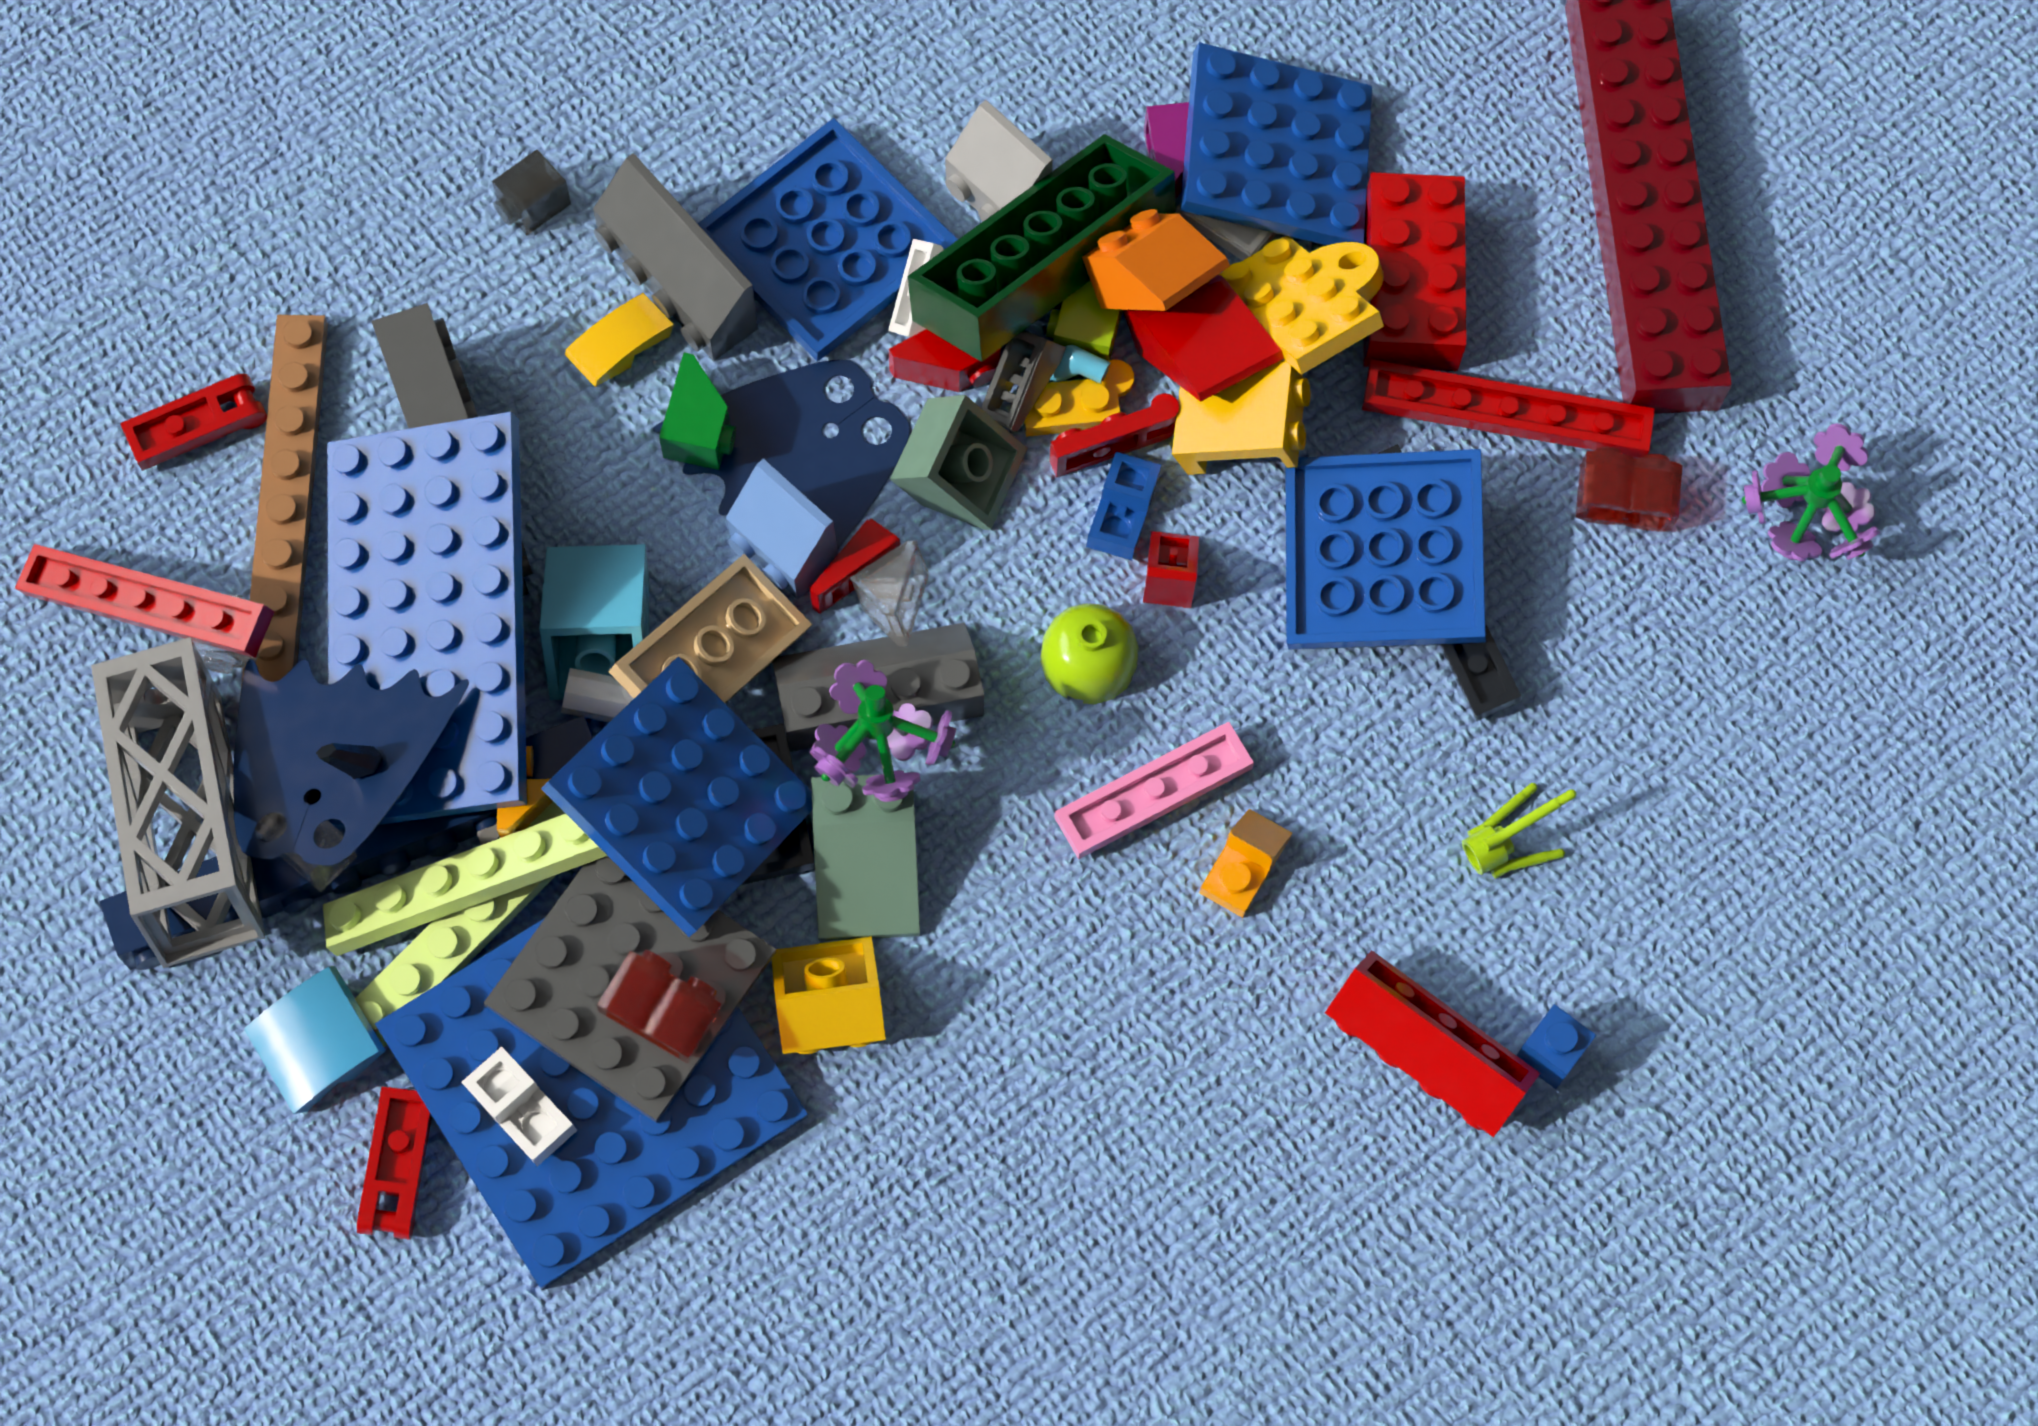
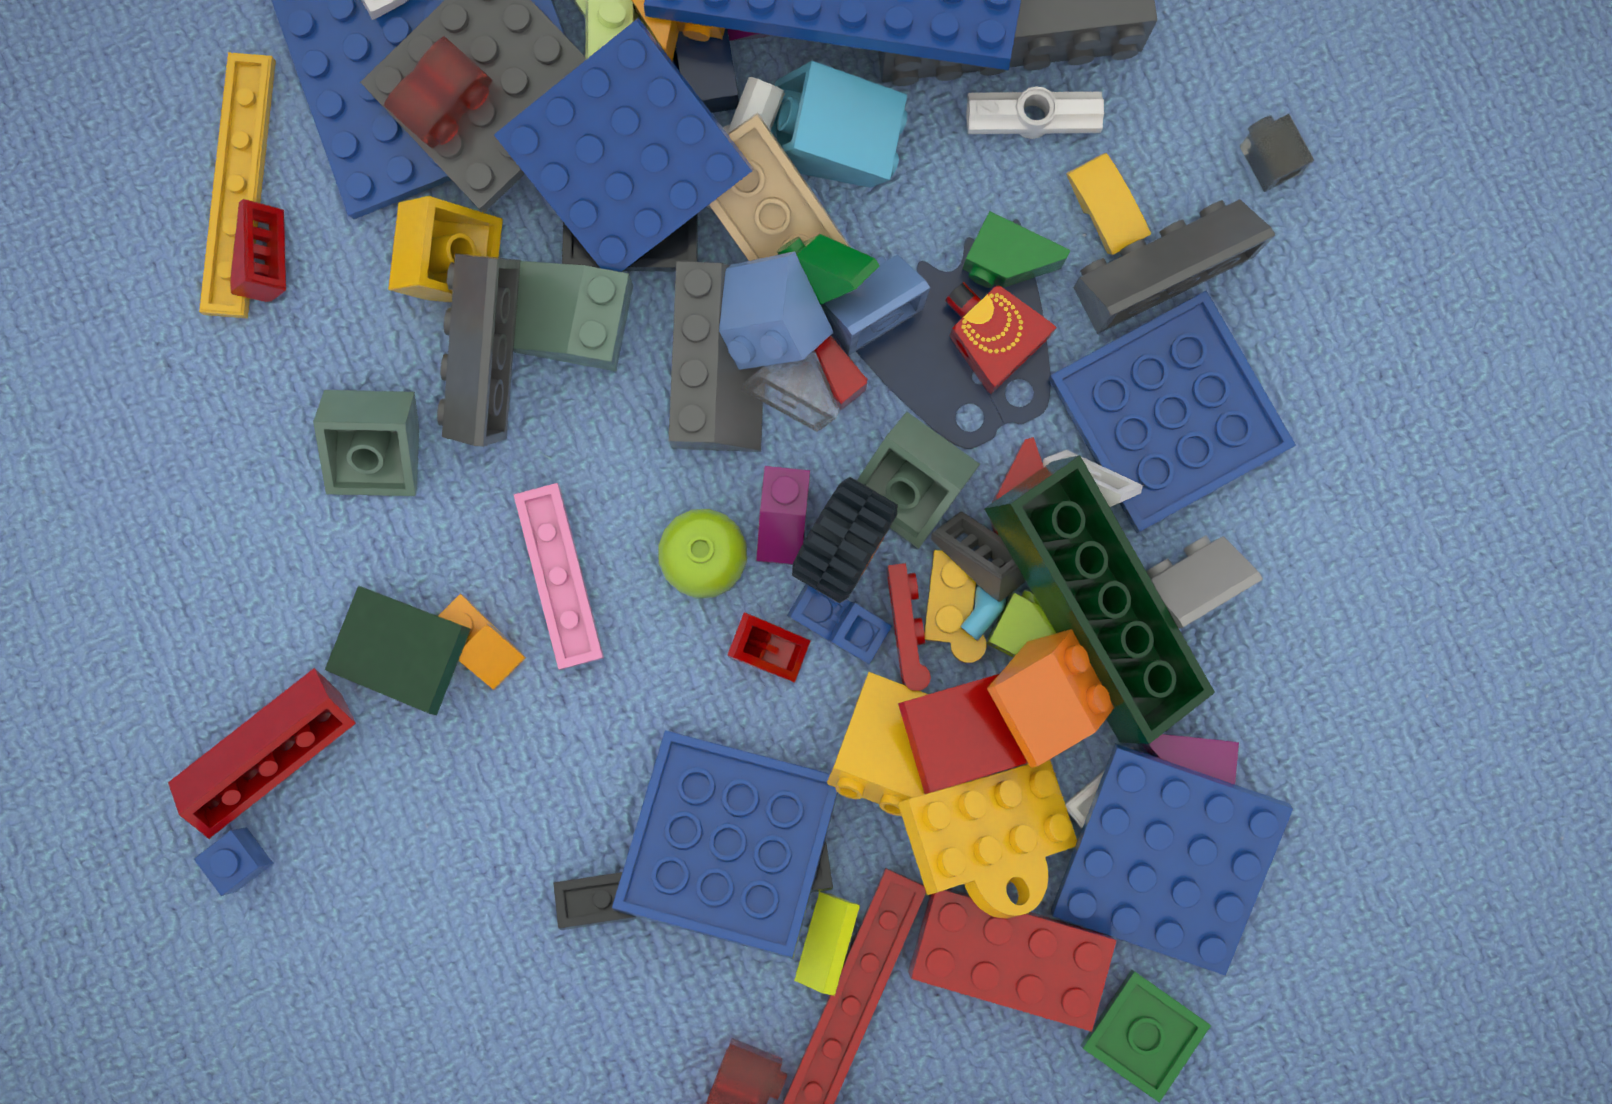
camera: 105 degrees right, 15 degrees up
(542, 449) = (1063, 112): none -> white piece
(769, 572) = (830, 265): none -> green slope
(786, 412) = (996, 333): none -> red torso
(797, 1254) = (237, 174): none -> yellow tile
(822, 617) = (770, 312): none -> medium blue slope
(874, 1199) = (252, 278): none -> red slope
(901, 731) = (643, 305): medium lavender plant -> none
(933, 911) = (479, 349): none -> dark grey slope
(1027, 579) = (782, 514): none -> magenta slope
(1044, 499) = (844, 539): none -> black wheel
(1060, 1022) = (368, 442): none -> sand green slope
(1281, 927) = (397, 650): none -> dark green tile
(1451, 139) = (1145, 1035): none -> green plate
(1457, 433) = (827, 943): none -> neon yellow tile
(1489, 847) = (430, 861): lime plant -> none

